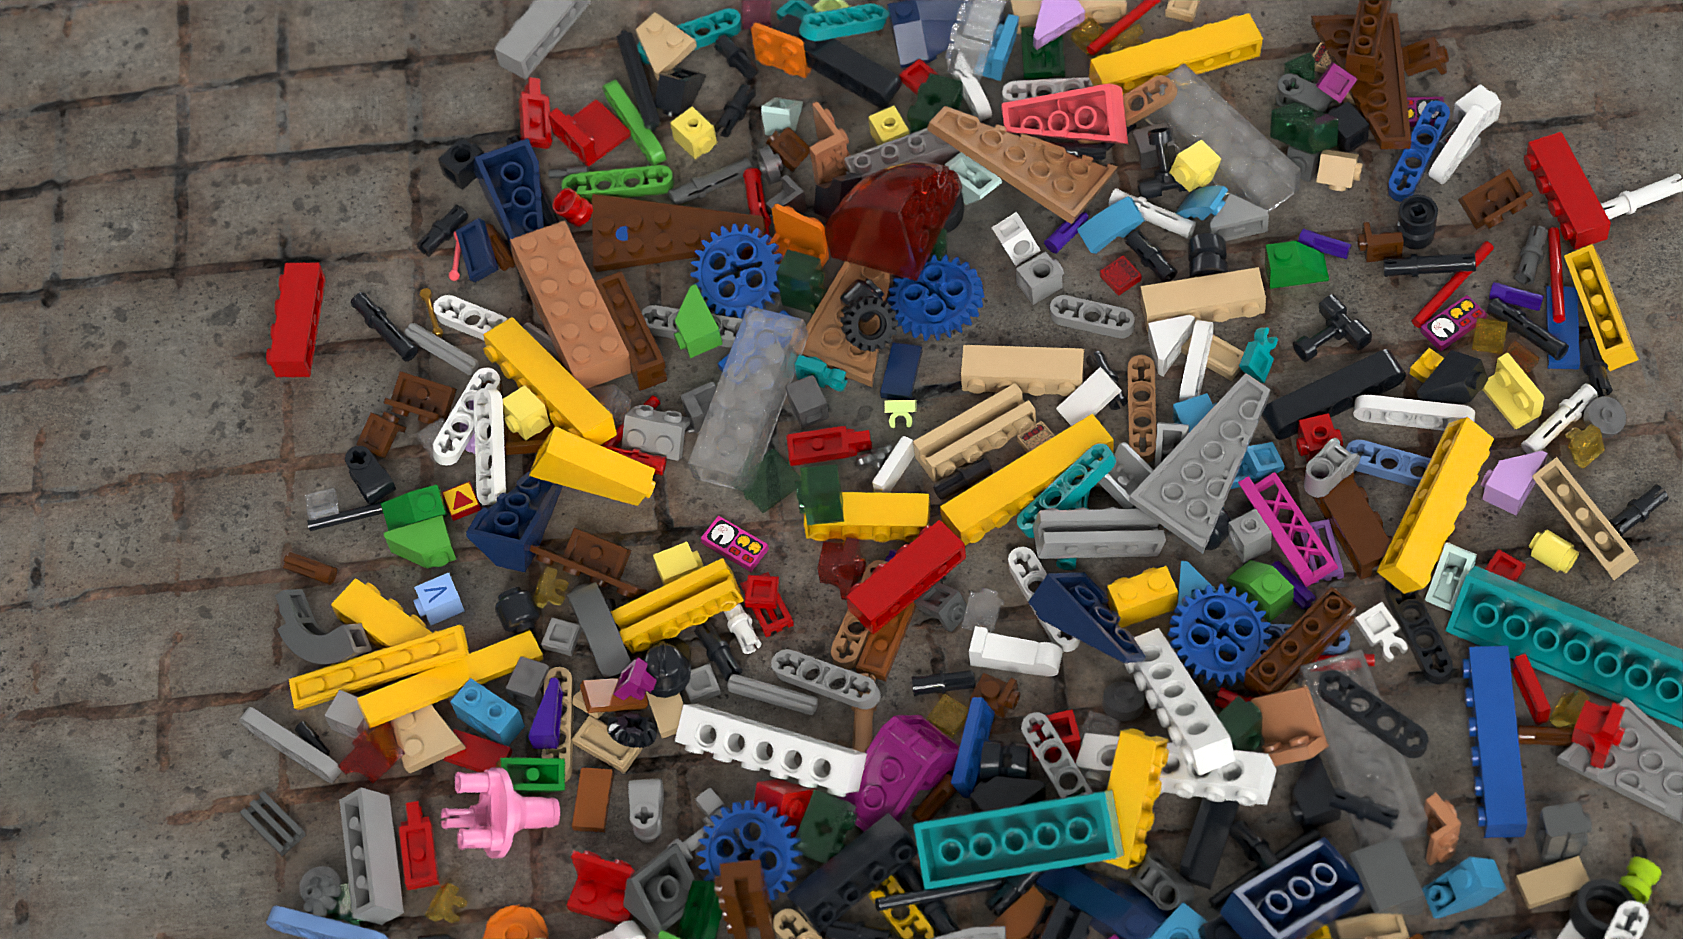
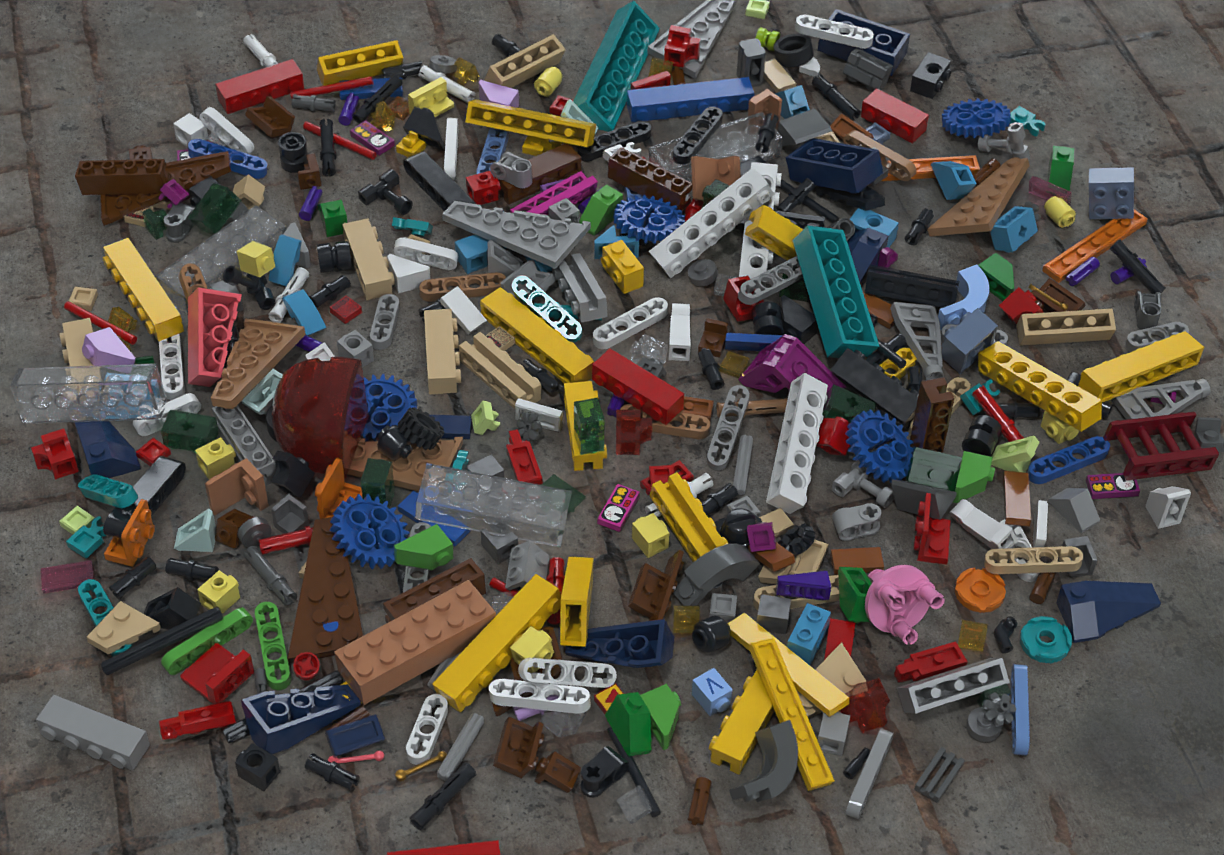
camera: 110 degrees left, 10 degrees down
(1079, 609) = (647, 292): dark blue wedge -> none

